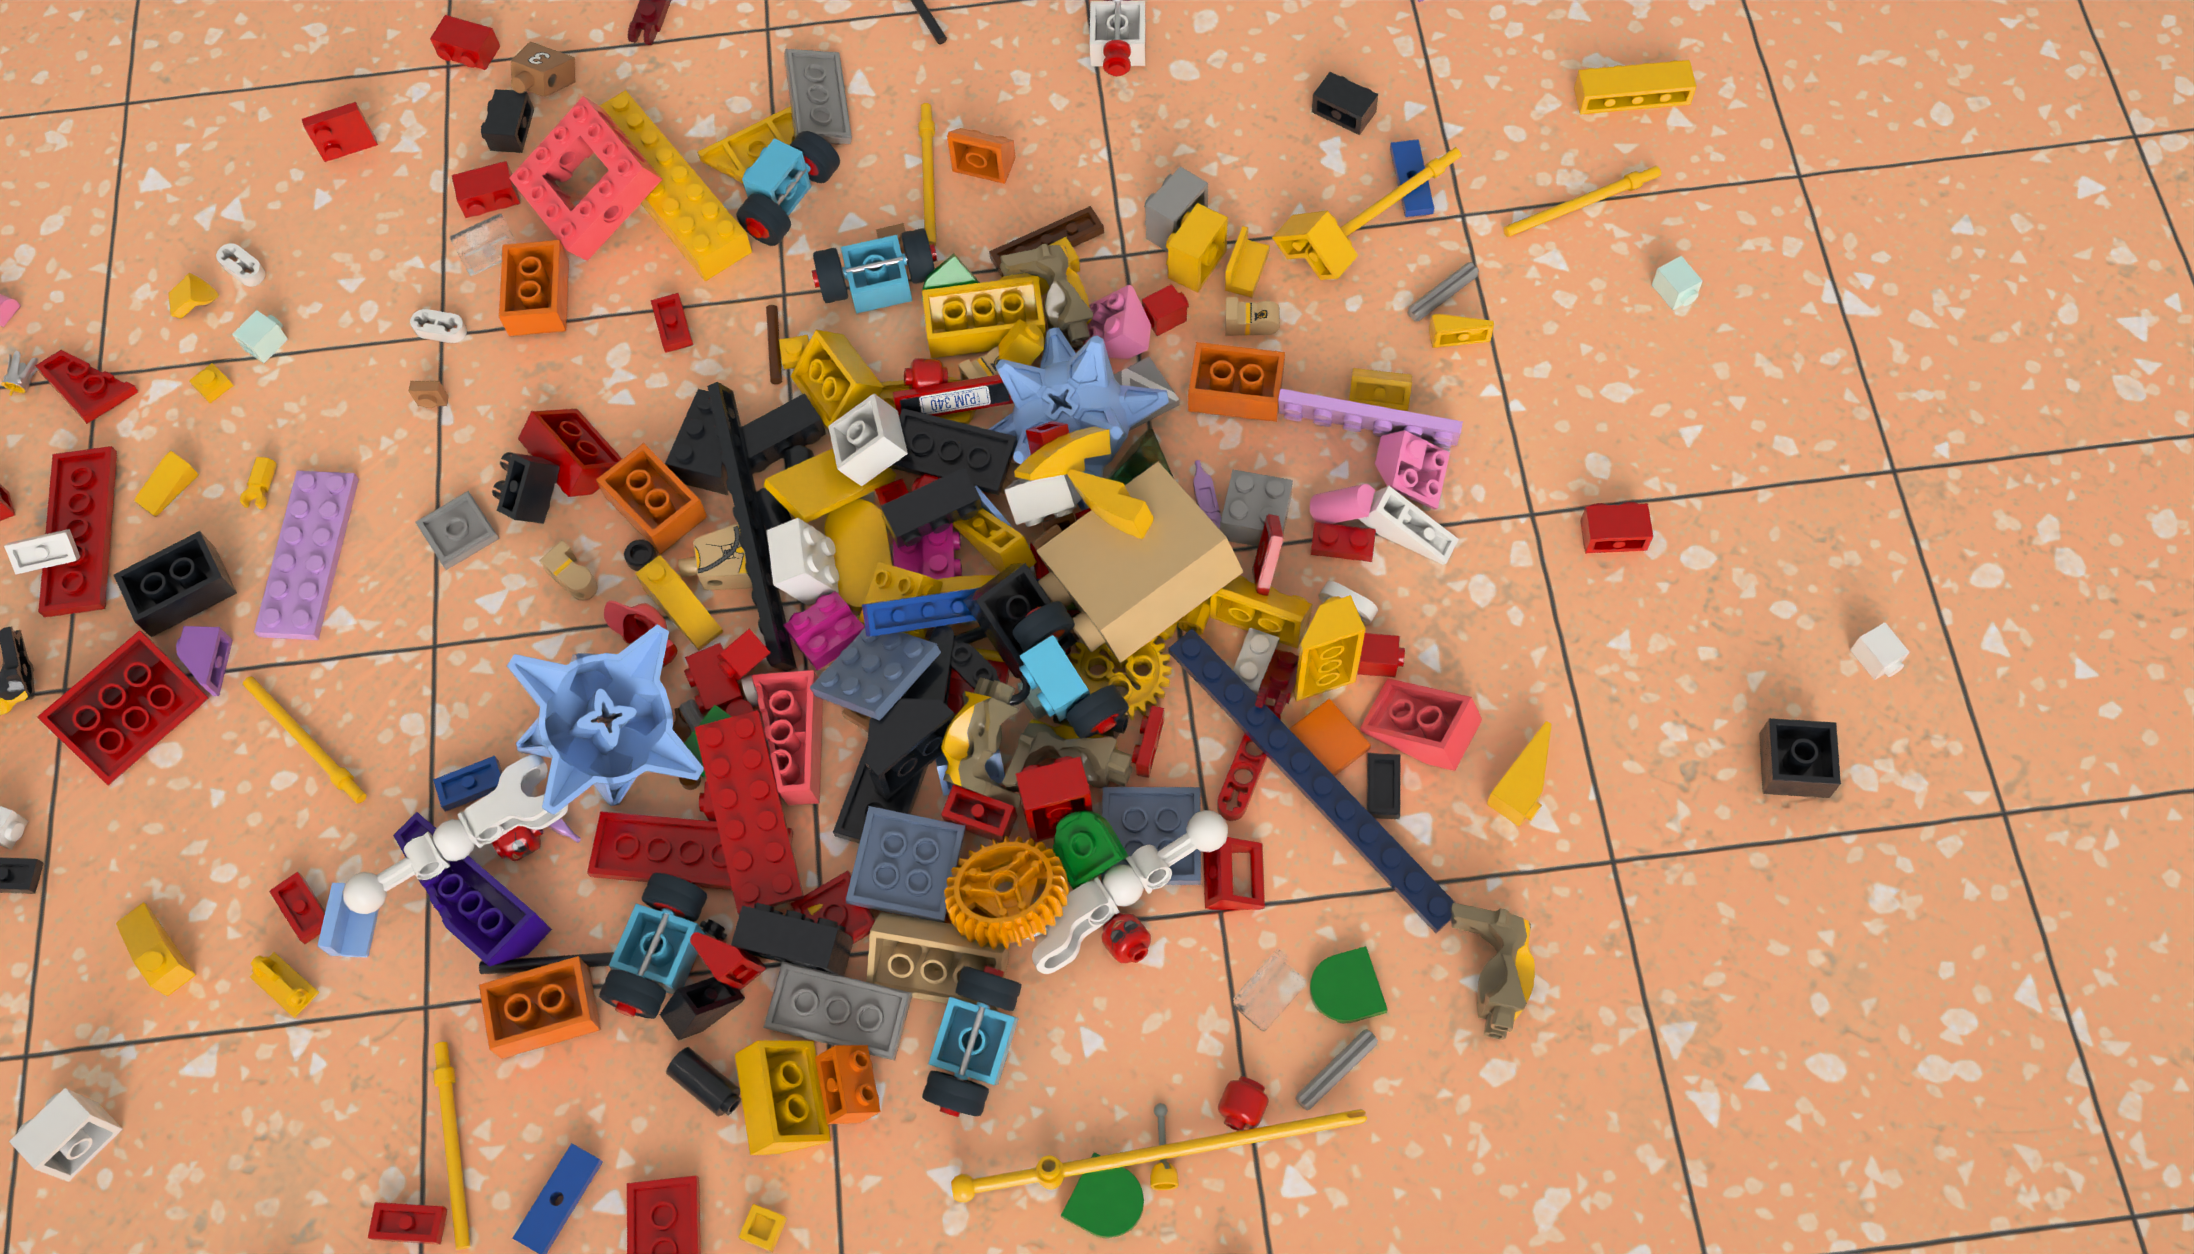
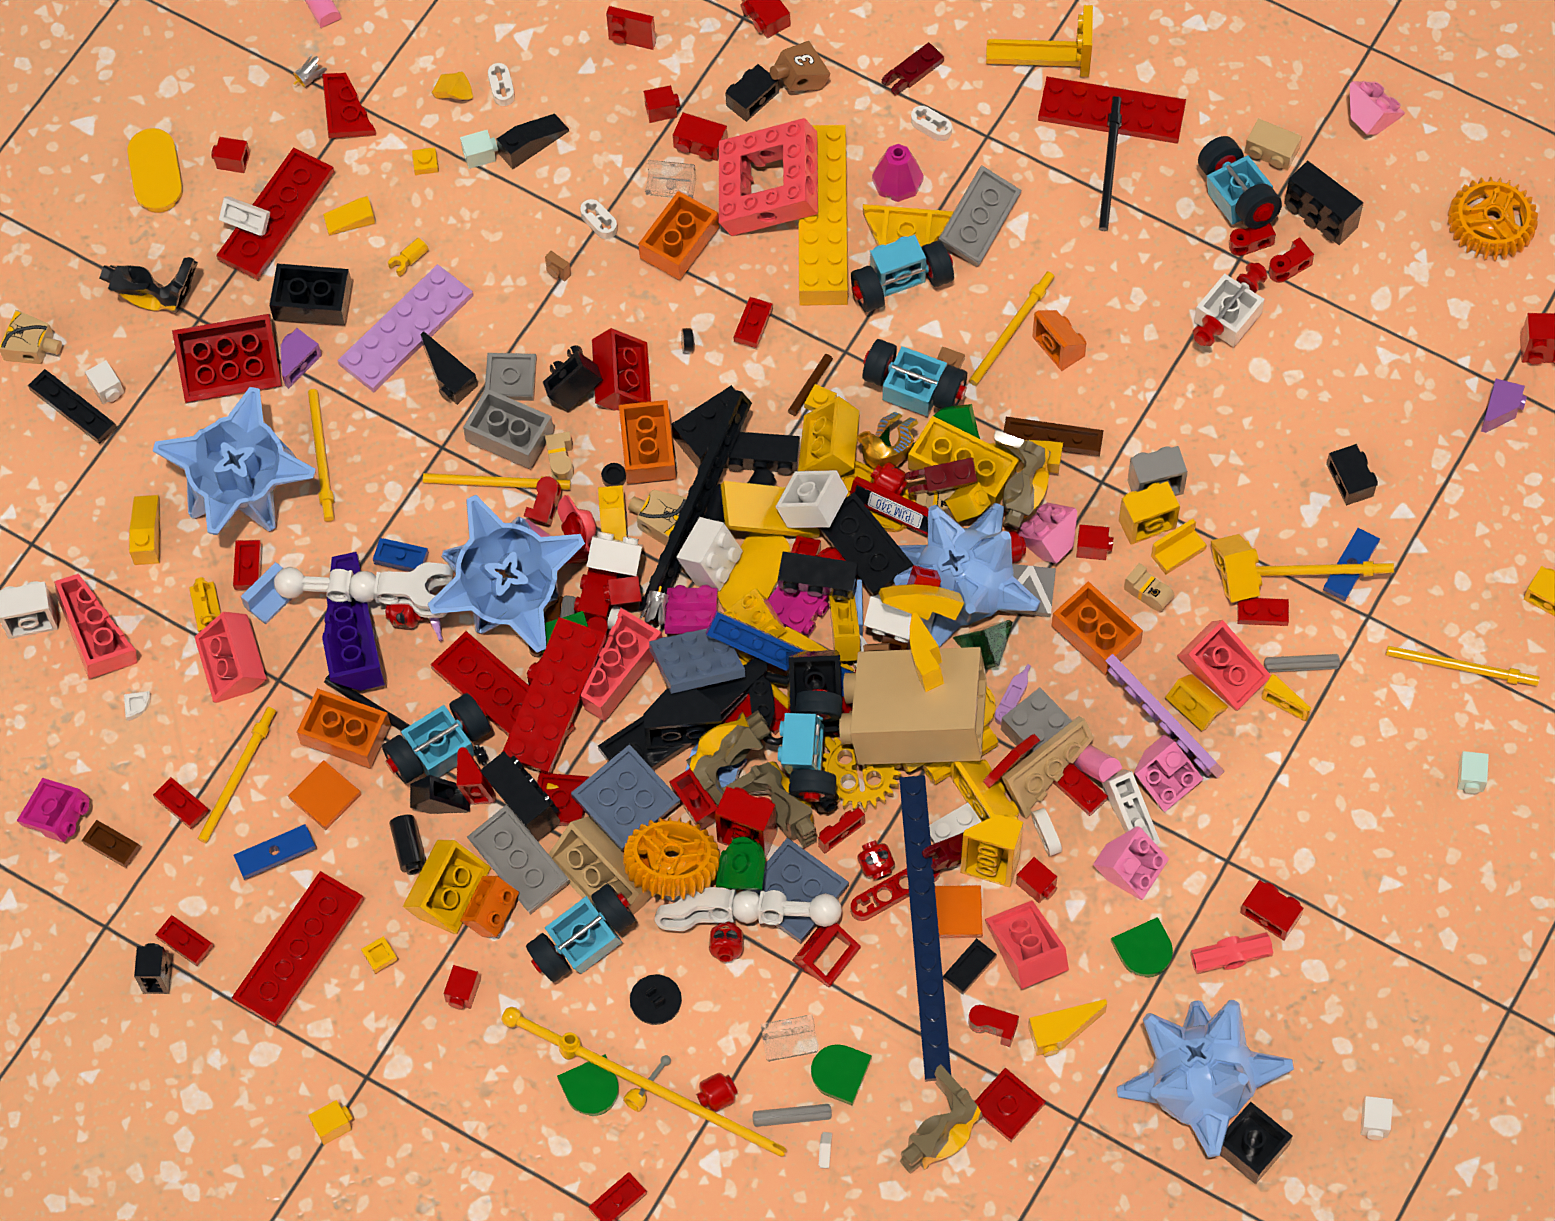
camera: 35 degrees right, 0 degrees up
(171, 1105) = (93, 631): none -> coral wedge
(210, 811) = (235, 466): none -> light blue piece
(276, 1148) = (136, 704): none -> white tile
(308, 296) = (529, 139): none -> black slope
(351, 1020) = (230, 656): none -> coral slope
(391, 567) = (451, 375): none -> black slope
(422, 184) = (661, 103): none -> red brick
(493, 579) = (508, 428): none -> light grey brick
(569, 1095) = (324, 794): none -> orange tile
(573, 609) = (488, 481): none -> yellow bar
(588, 624) = (546, 501): none -> red leg
(617, 379) = (687, 340): none -> black tile
(705, 47) = (931, 123): none -> white beam
(705, 626) = (615, 554): none -> white brick
(708, 104) = (897, 174): none -> dark pink cone
(788, 649) = (655, 601): none -> flat silver piece
(883, 1196) = (461, 987): none -> red brick
(891, 357) = (877, 447): none -> pearl gold piece
(980, 336) = (944, 476): none -> dark red hinge
(1098, 1053) = (655, 999): none -> black piece
(1209, 747) = (876, 860): none -> red head
(1296, 557) = (1038, 771): none -> tan wing
(1369, 270) = (1263, 611): none -> red plate
(1376, 337) = (1224, 664): none -> coral slope
(1401, 1075) = (825, 1149): none -> white tile
(1452, 575) = (1131, 862): none -> bright pink slope
(1456, 823) = (993, 1021): none -> red leg
(1532, 648) = (1144, 948): none -> green tile
(1538, 894) = (1009, 1104): none -> red tile
(1615, 593) = (1231, 952): none -> coral piece
(1700, 723) = (1203, 1071): none -> light blue piece

